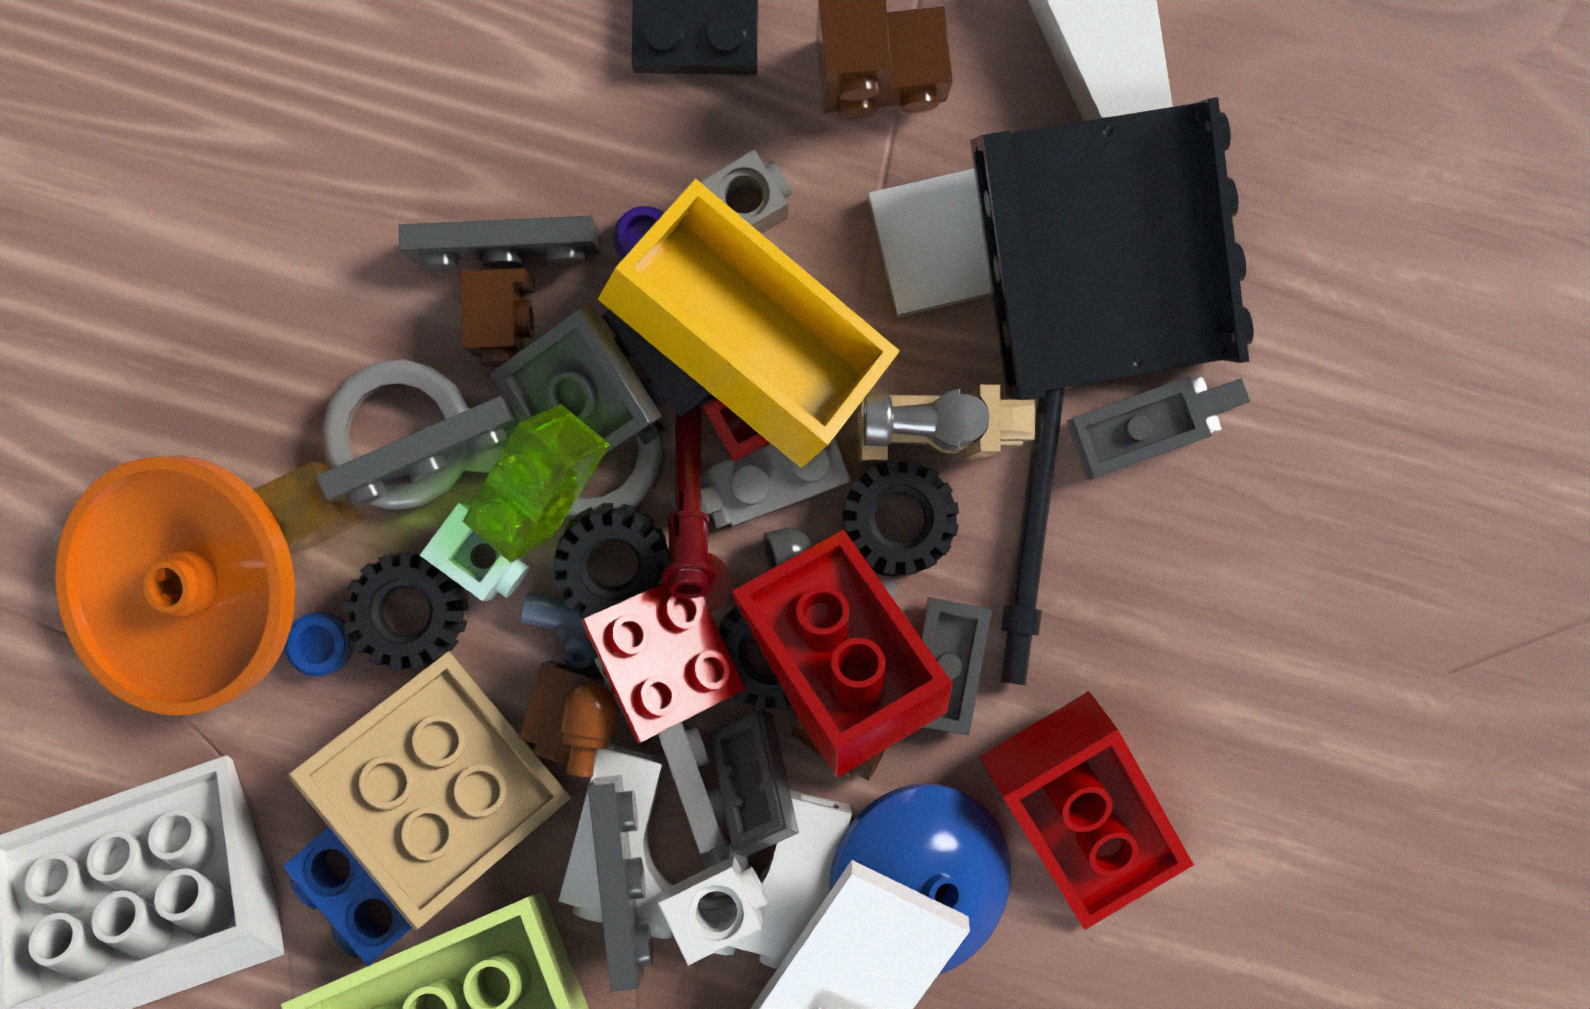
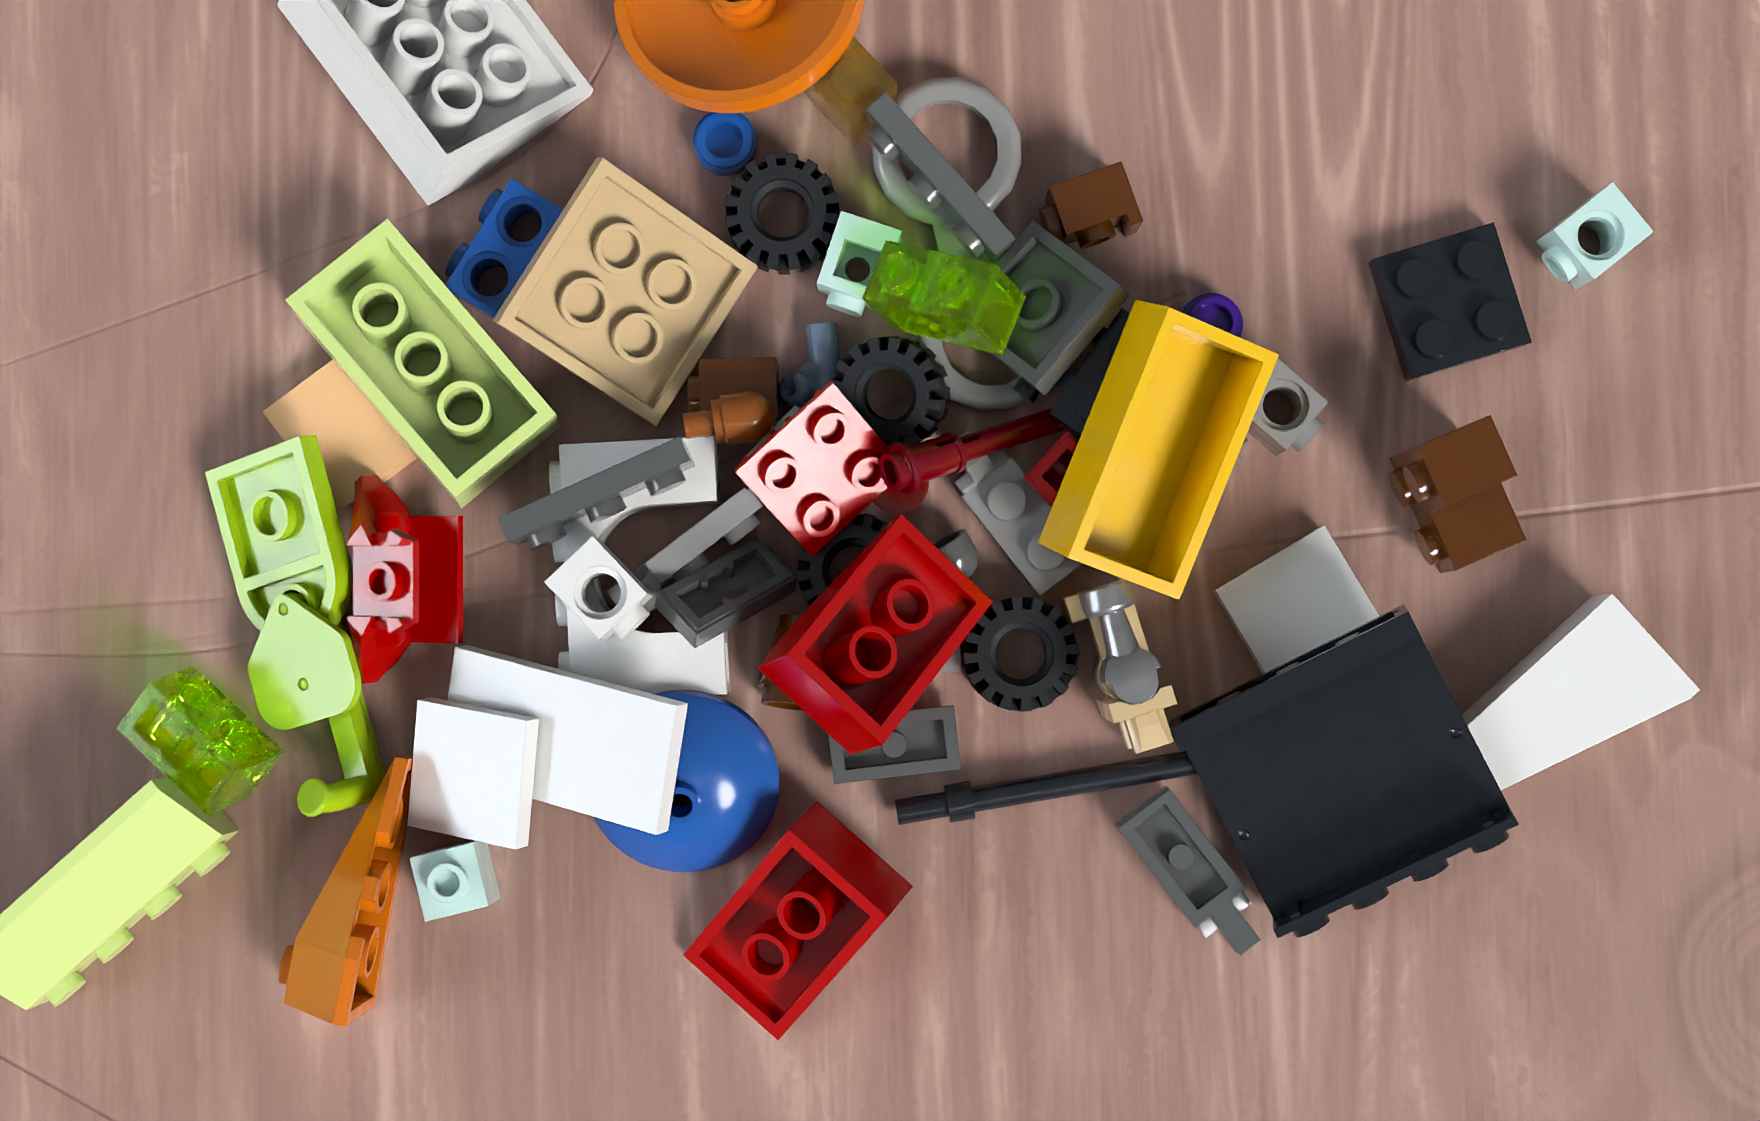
camera: 75 degrees right, 0 degrees up
(500, 241) = (1161, 189): dark grey plate -> none

